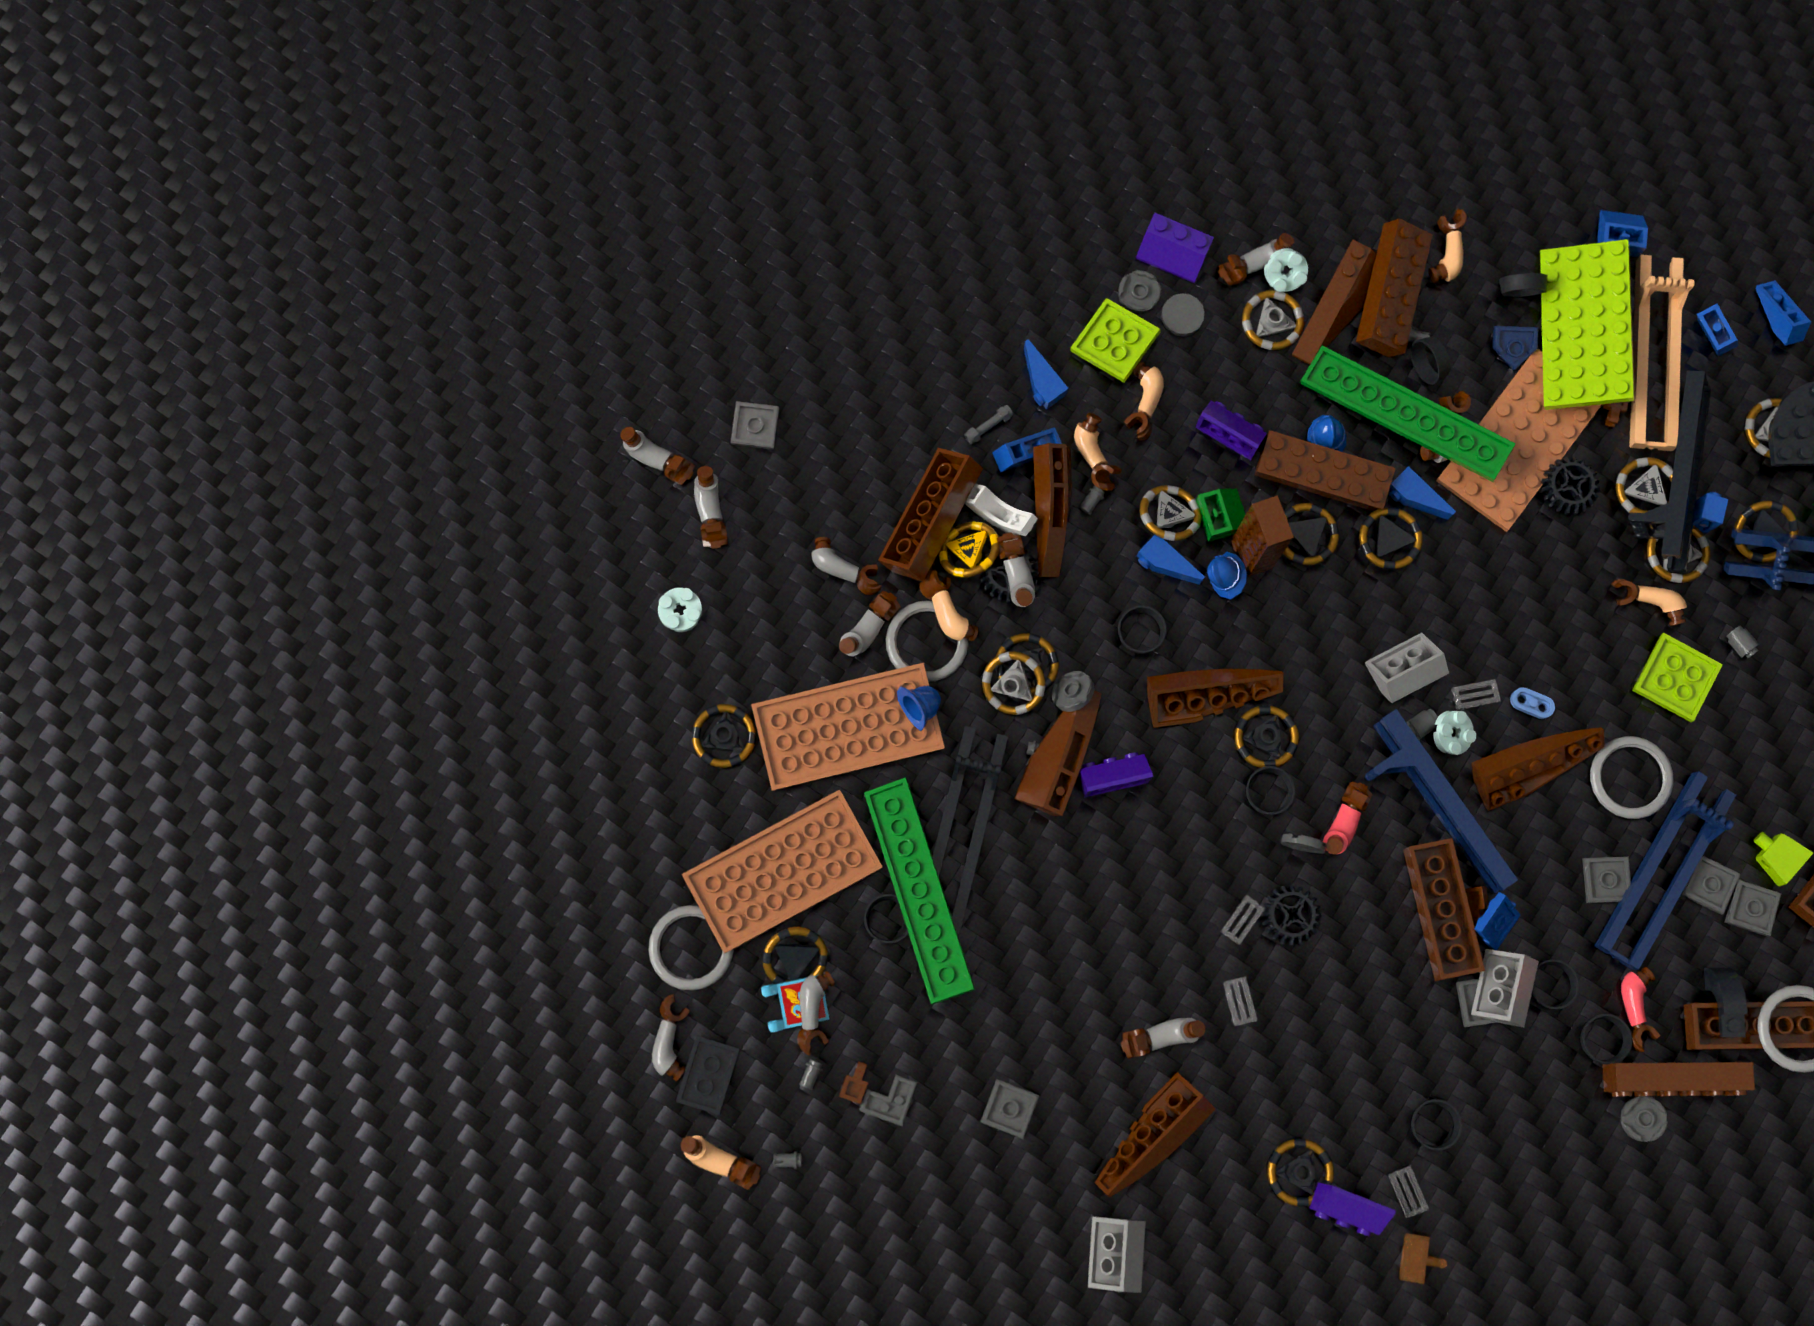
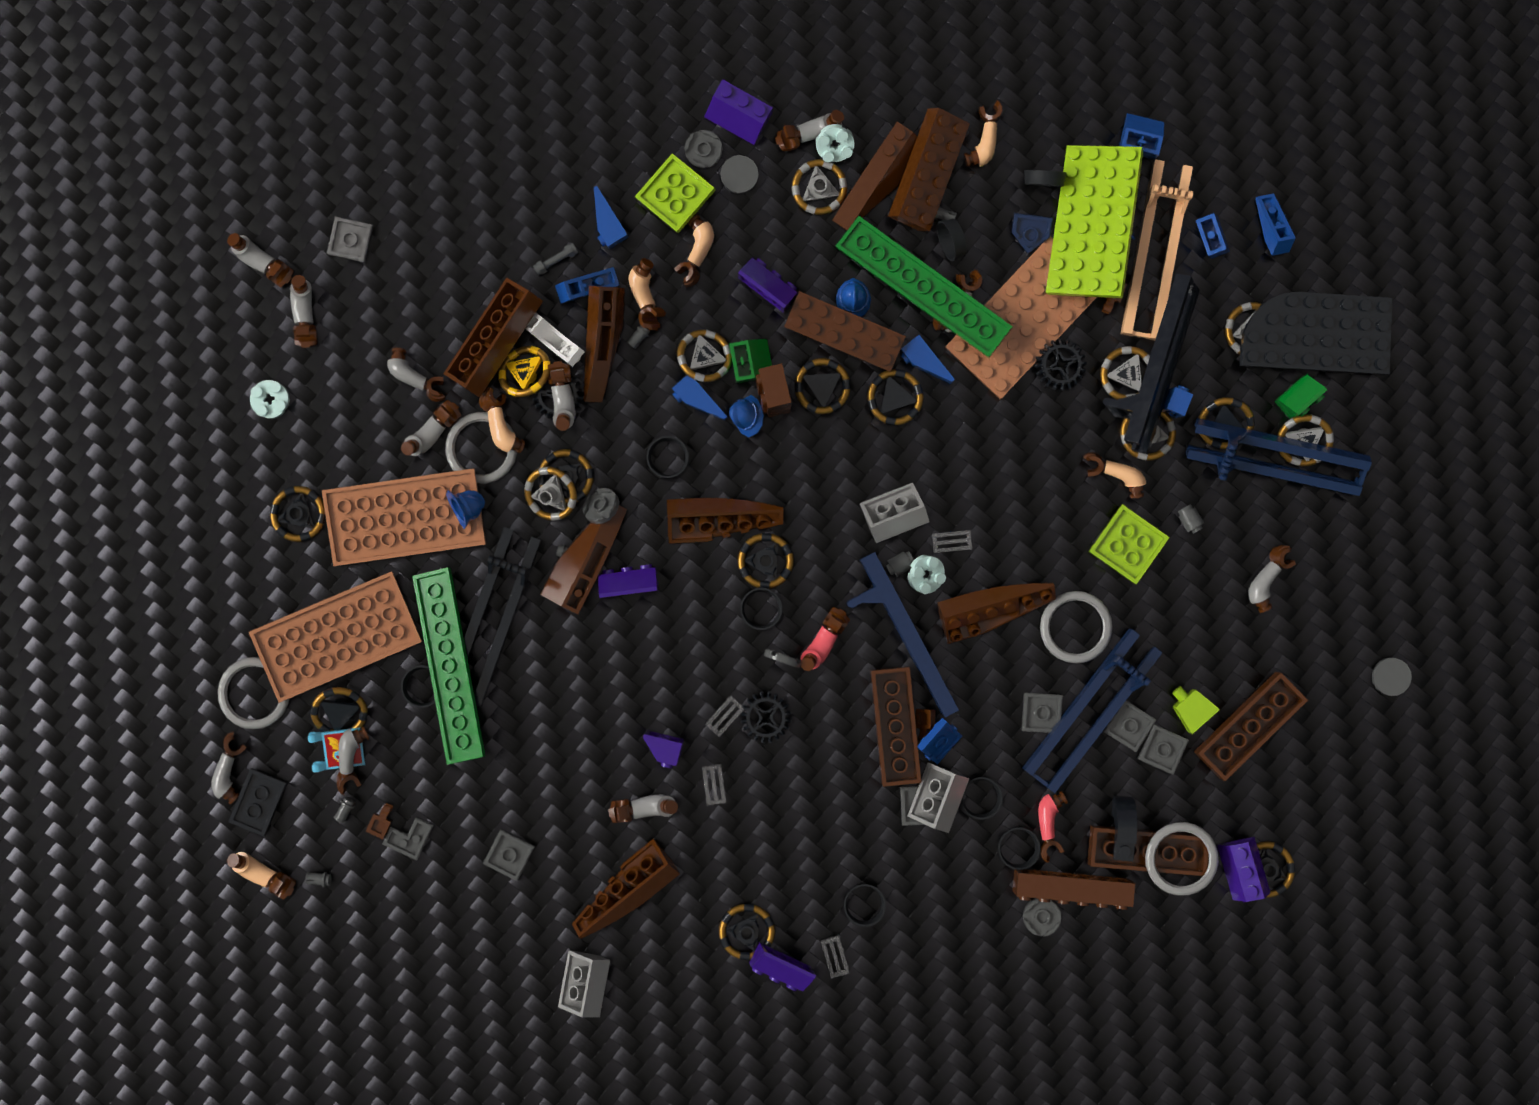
camera: 10 degrees right, 10 degrees up
(1182, 959) = (664, 748): none -> dark purple slope
(1415, 1259) = (833, 1012): clear orange plate -> none
(1531, 703) = (999, 553): medium blue plate -> none

